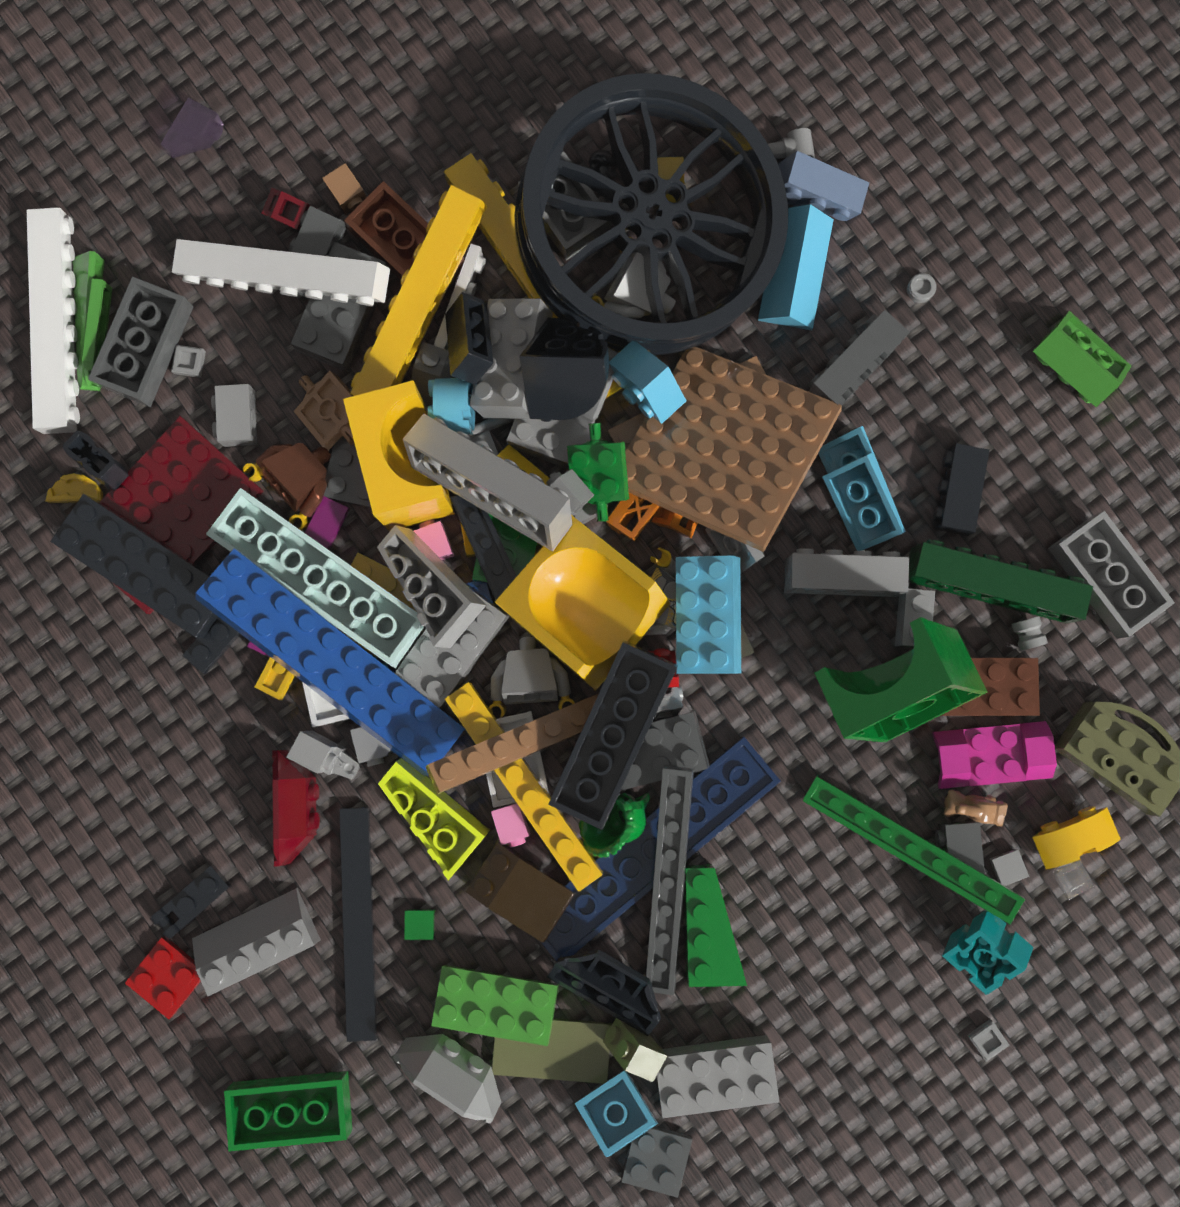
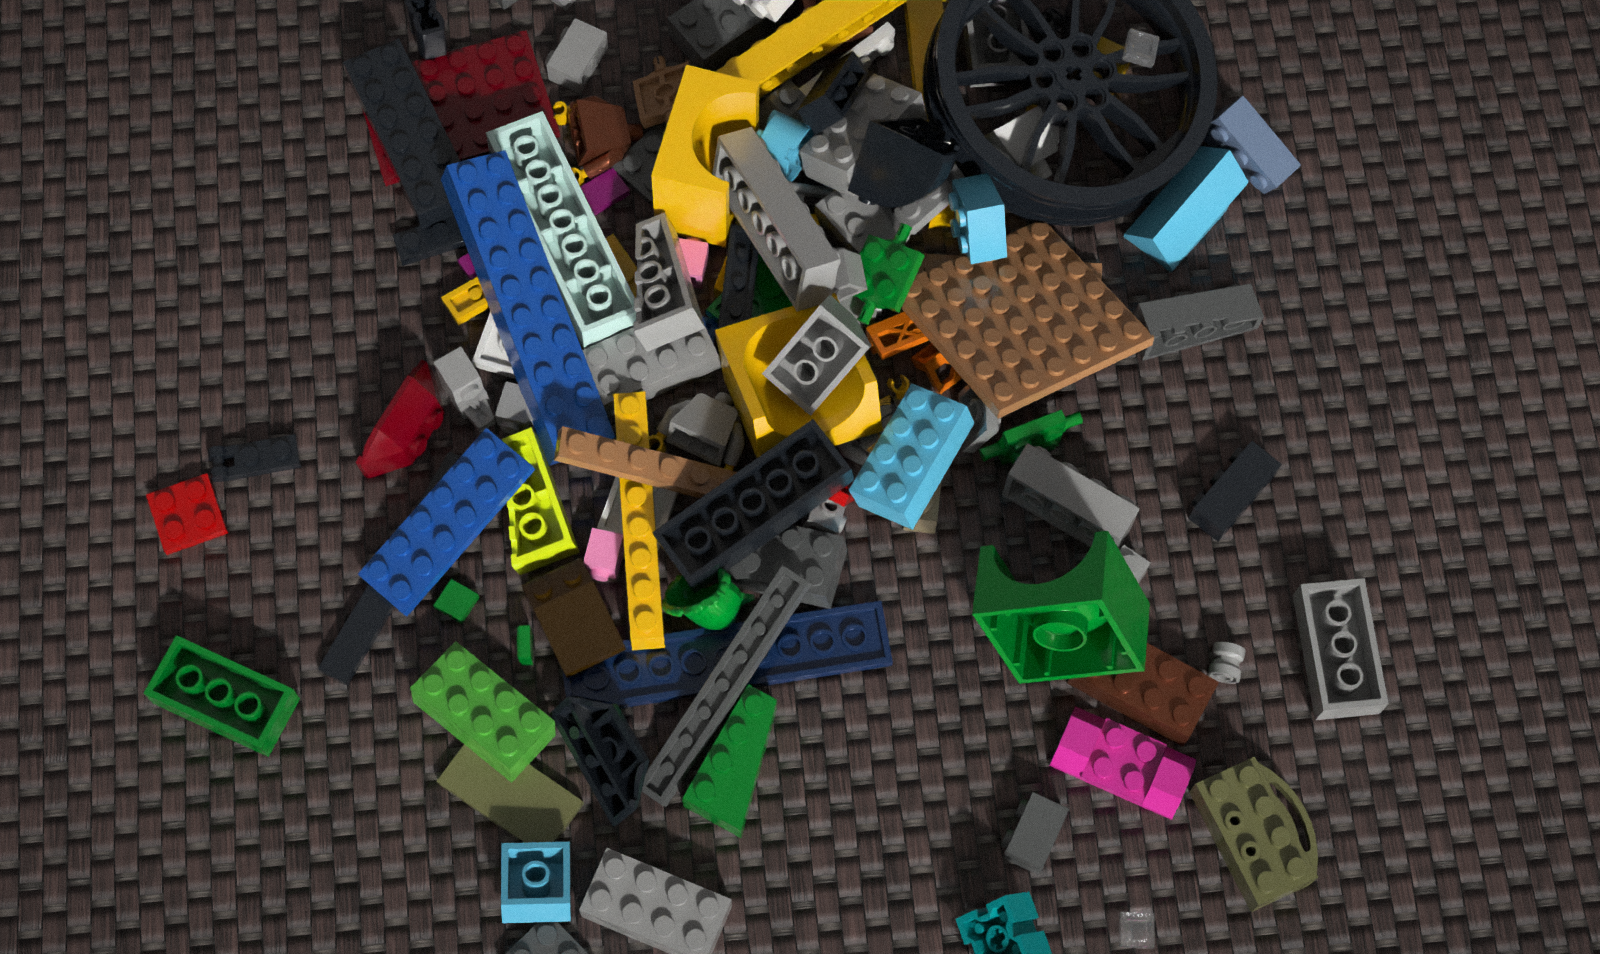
camera: 25 degrees right, 15 degrees down
(72, 487) = (382, 35): yellow tile -> none
(253, 942) = (290, 528): light grey slope -> none
(375, 874) = (446, 522): none -> blue plate
(450, 1075) = (402, 755): light grey wedge -> none
(494, 931) = (525, 645): none -> green tile
(593, 580) = (818, 355): none -> light grey slope
(634, 1050) = (592, 826): olive brick -> none
(696, 158) = (1140, 48): none -> clear tile
(794, 532) = (1040, 432): none -> green plate
(795, 140) = (1256, 95): light grey pin -> none
(860, 490) = (1132, 435): medium azure slope -> none
(914, 850) = (987, 796): green plate -> none
(921, 288) = (1301, 290): light grey tile -> none
(976, 807) = (1072, 794): medium nougat animal -> none
(998, 582) = (1218, 590): dark green brick -> none
(1009, 867) = (1076, 880): light grey tile -> none
(1082, 359) = (1425, 435): bright green slope -> none
(1083, 834) = (1161, 883): yellow brick -> none

